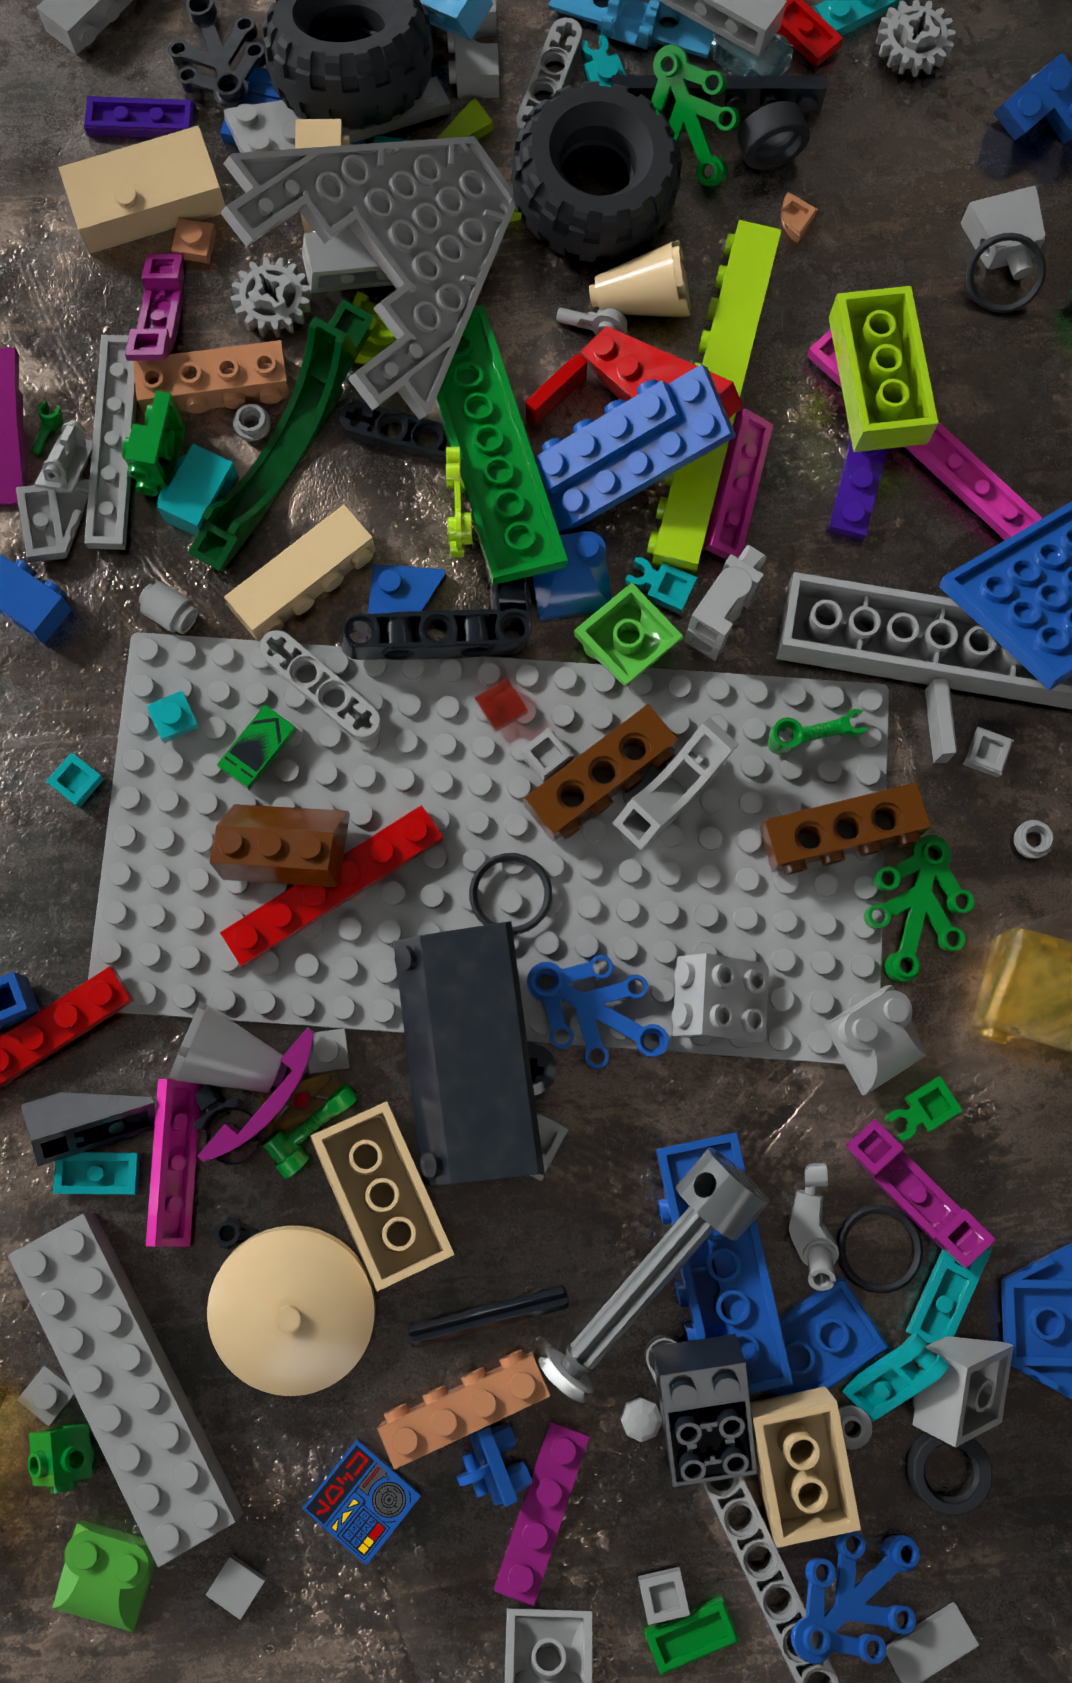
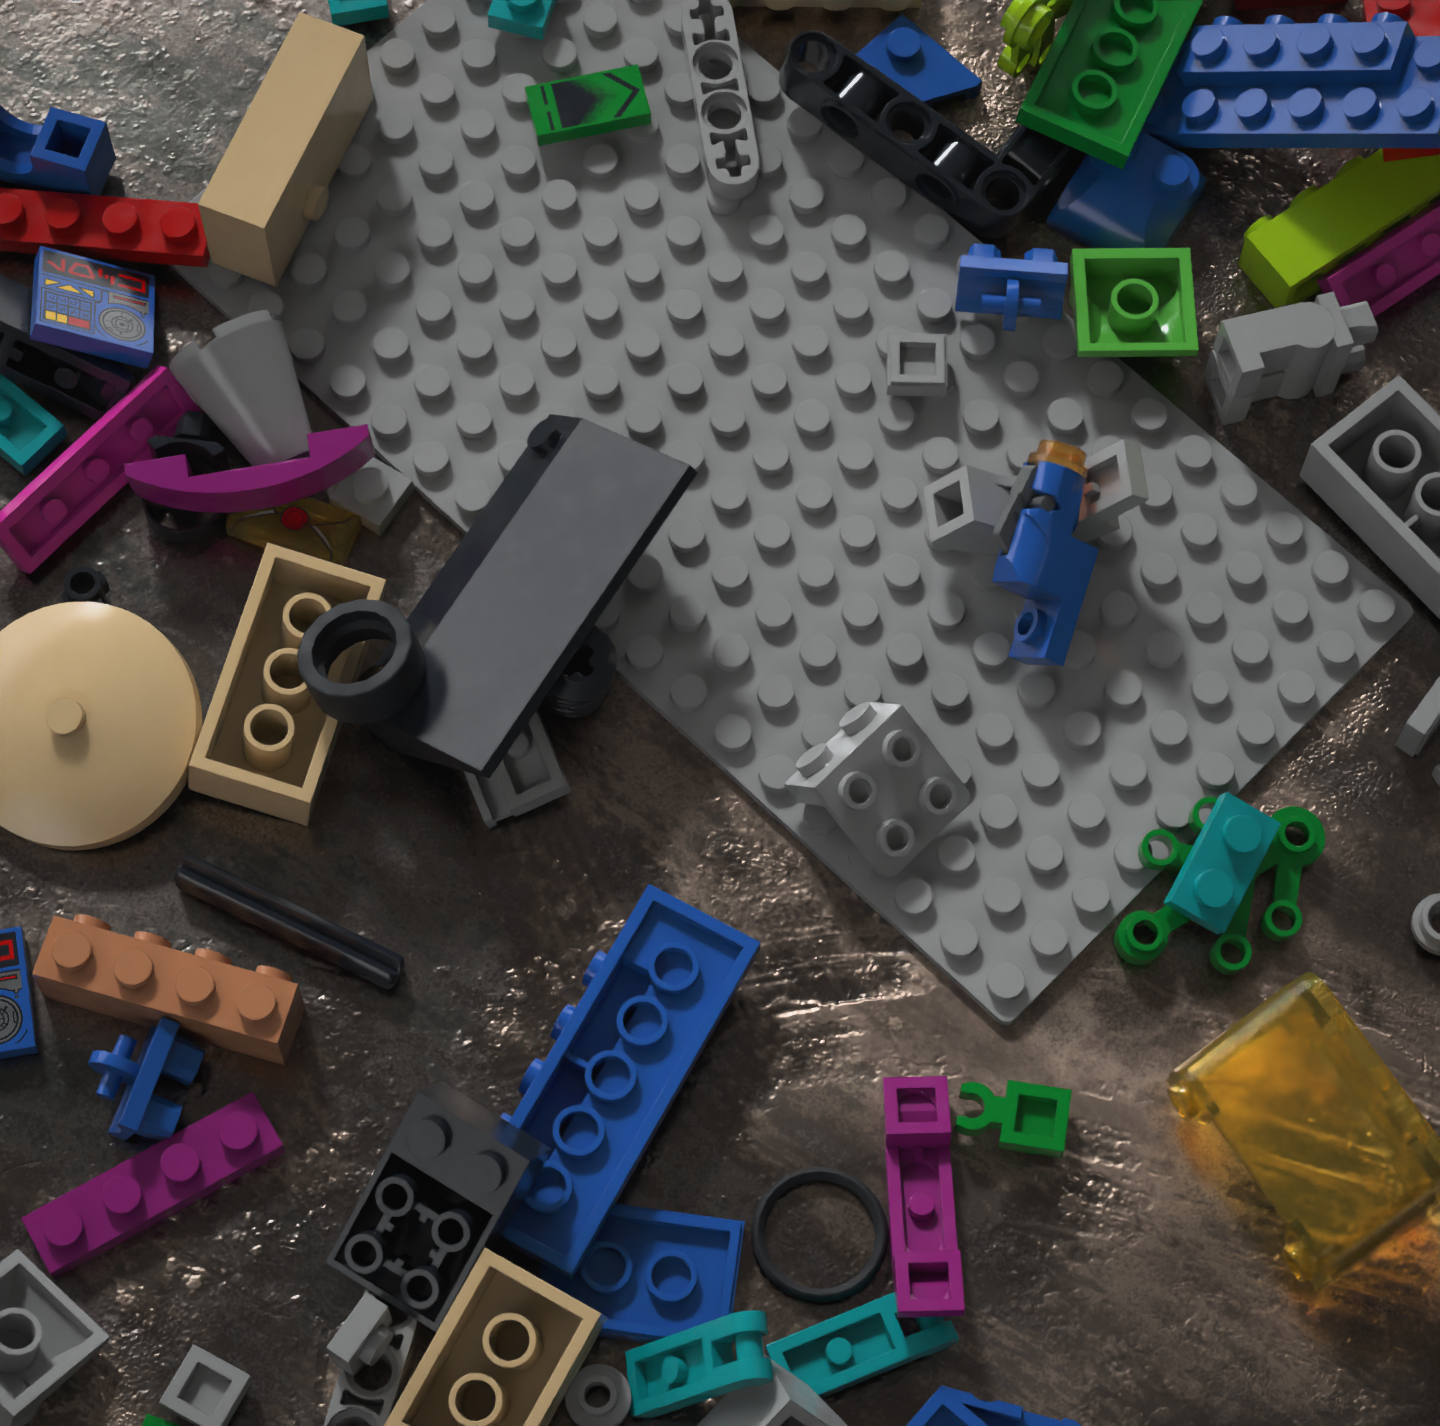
camera: 40 degrees right, 10 degrees down
(96, 1077) = (93, 307): none -> tile
(126, 906) = (287, 150): none -> tan brick
(280, 845) = (514, 220): reddish brown slope -> none
(286, 1148) = (229, 550): green brick -> none
(306, 904) = (538, 315): red plate -> none
(391, 1166) = (341, 629): none -> black tyre
(501, 705) = (912, 271): clear red tile -> none
(519, 858) = (770, 524): black tyre -> none
(562, 676) = (1011, 285): none -> blue hips
(590, 1007) = (717, 674): blue plant -> none
(641, 1419) = (351, 1174): light grey tile -> none
(642, 730) = (936, 406): reddish brown brick -> none
(666, 587) = (1229, 288): teal plate -> none
(706, 814) = (1041, 556): none -> blue plate
(718, 1199) = (666, 971): dark grey piece -> none
(729, 1512) = (362, 1335): none -> light grey plate
(795, 734) = (1234, 548): green brick -> none
(809, 1233) = (751, 1131): light grey arm -> none
(876, 1038) = (1031, 984): light grey slope -> none
(900, 804) = (1188, 684): reddish brown brick -> none
(915, 899) = (1222, 863): none -> teal plate

